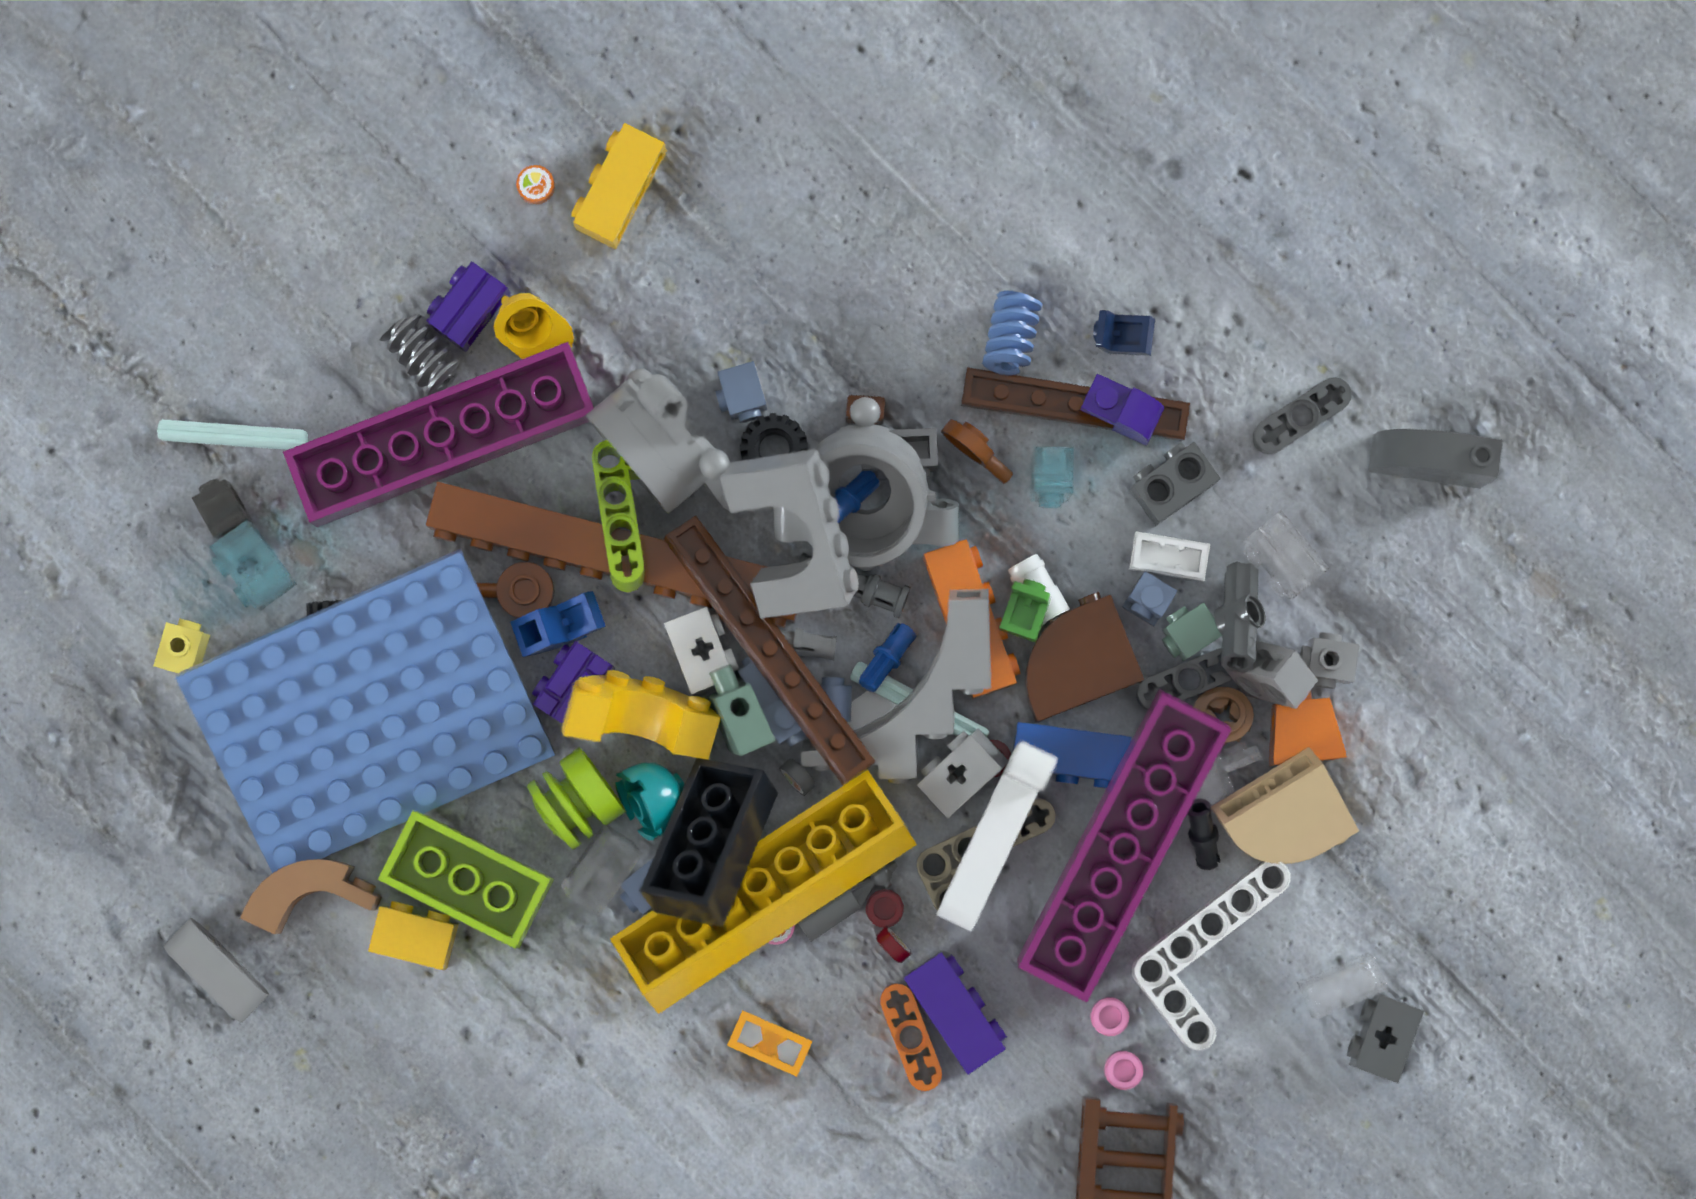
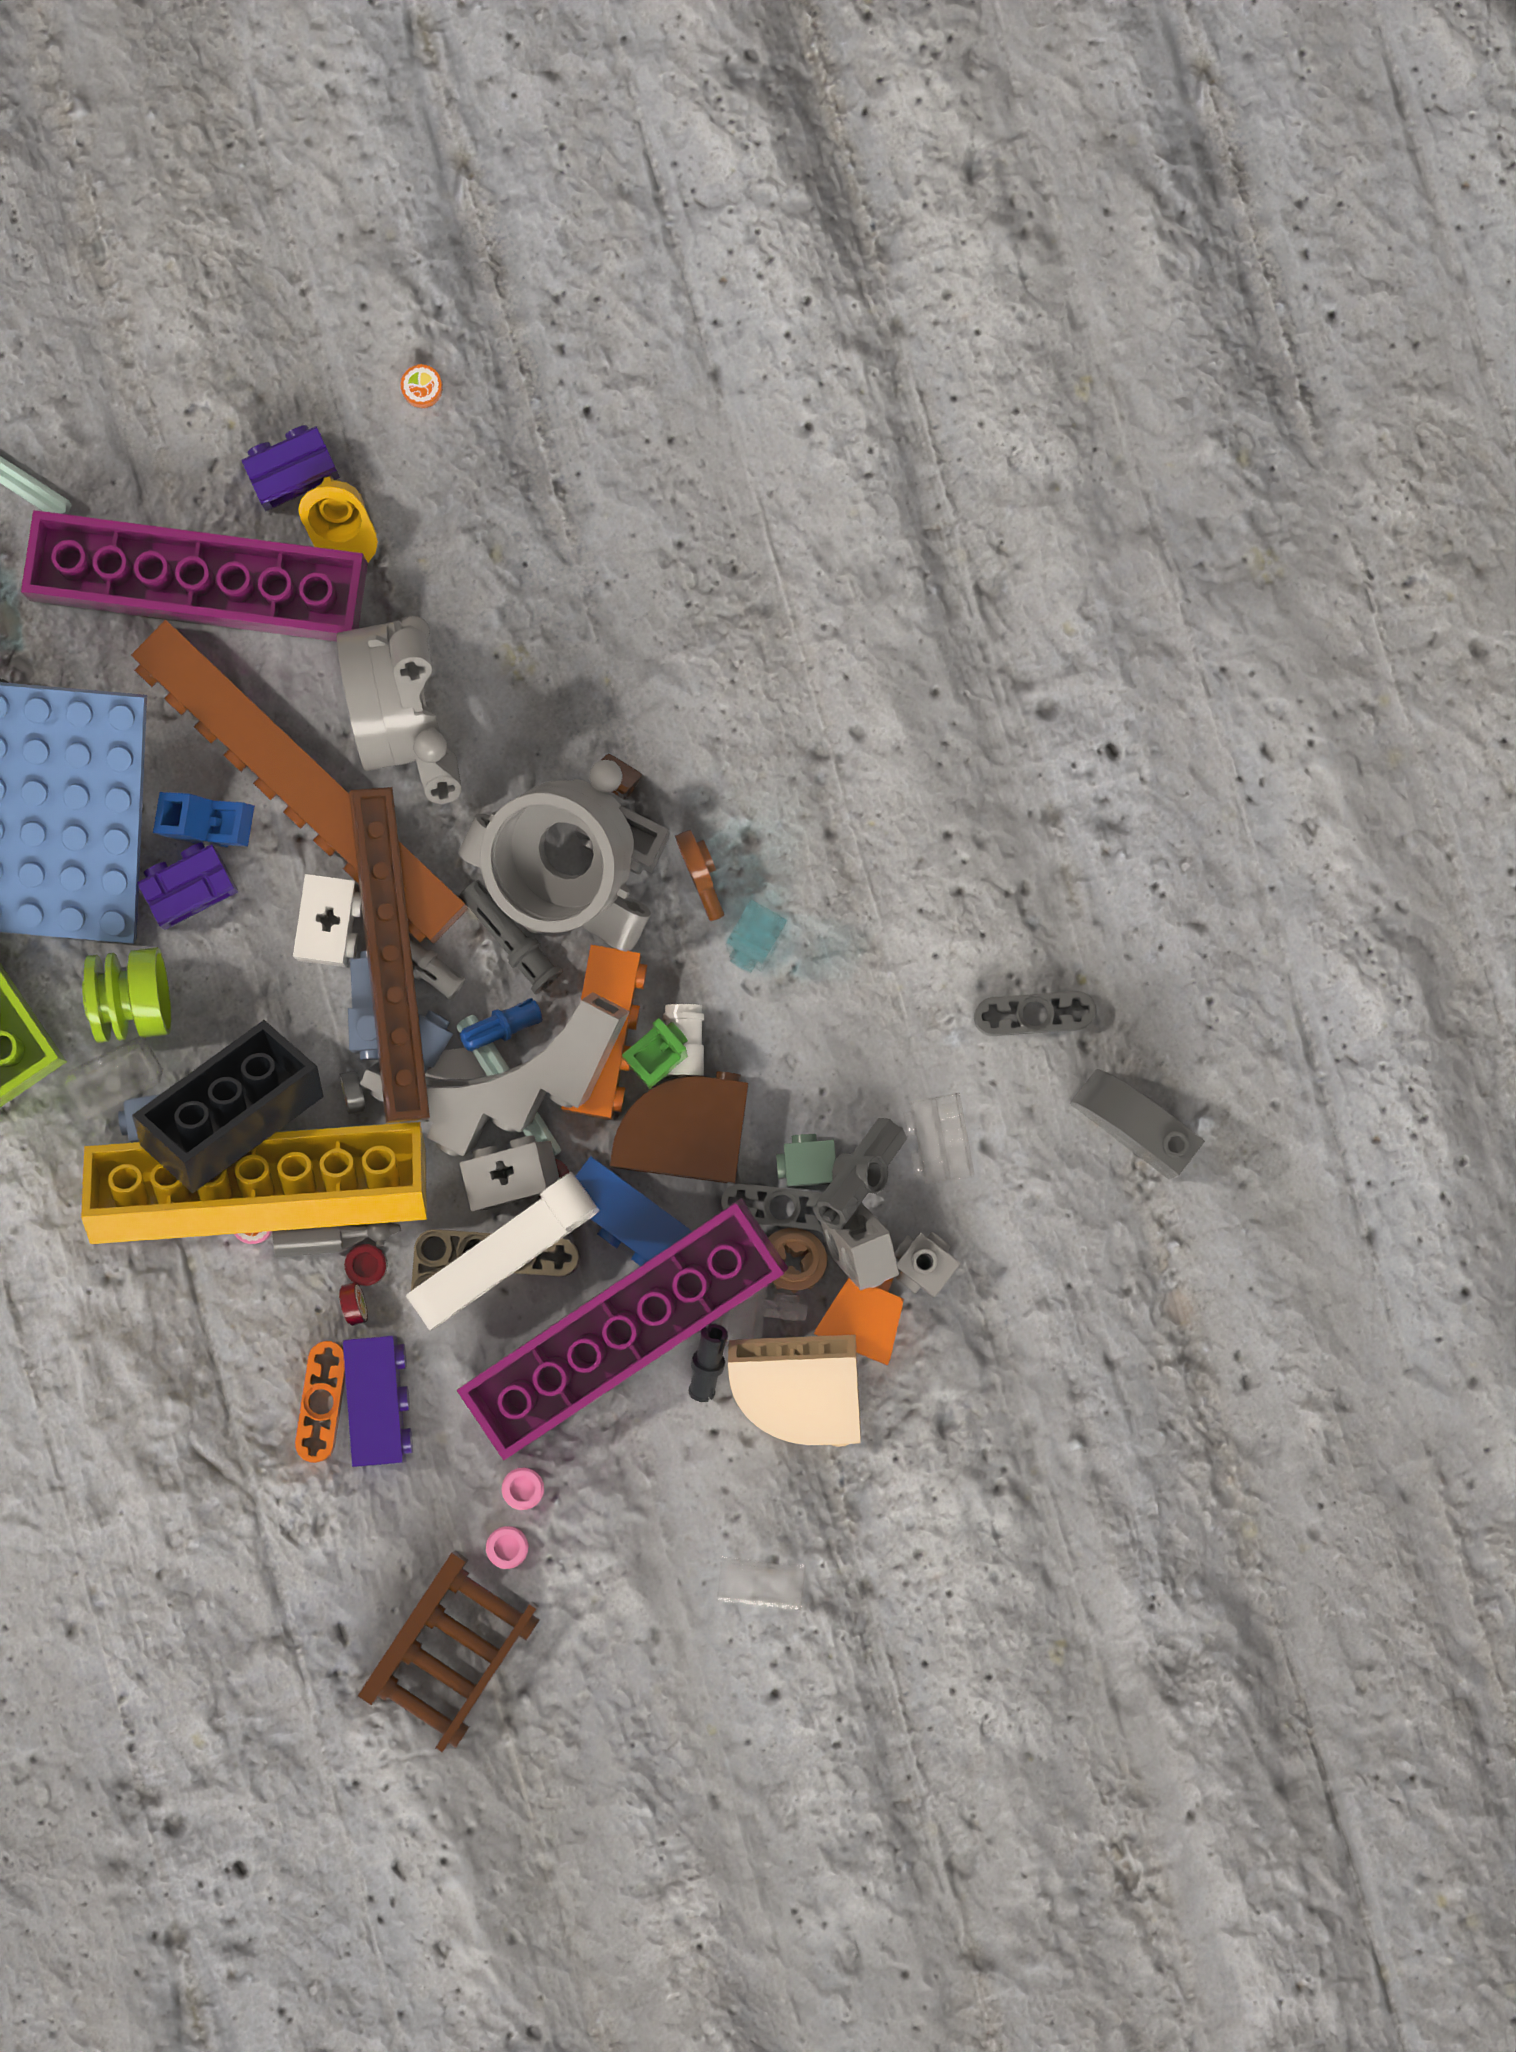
camera: 30 degrees right, 0 degrees up
(420, 354) = (219, 489): flat silver piece -> none
(521, 589) = (189, 766): dark orange piece -> none
(618, 185) = (499, 430): yellow brick -> none
(618, 516) = (313, 746): lime beam -> none
(641, 709) = (234, 941): yellow brick -> none
(650, 795) = (199, 1030): teal cylinder -> none
(741, 392) = (505, 694): sand blue brick -> none
(747, 726) = (327, 1016): sand green torso -> none
(769, 1043) = (183, 1332): light orange piece -> none
(771, 425) = (501, 740): black tyre -> none
(800, 486) = (498, 814): light grey arch -> none
(851, 496) = (543, 852): blue axle -> none
(1009, 332) = (794, 777): medium blue piece -> none
(1055, 401) = (822, 882): reddish brown tile -> none
(1124, 333) = (905, 839): dark blue bracket -> none
(1127, 409) = (861, 910): dark purple brick -> none
(1149, 598) = (785, 1108): sand blue brick -> none
(1169, 556) = (828, 1078): white plate -> none
(1179, 490) = (874, 1021): dark grey brick -> none
(1199, 944) = (648, 1465): white beam -> none
(1402, 1025) = (799, 1651): dark grey brick -> none

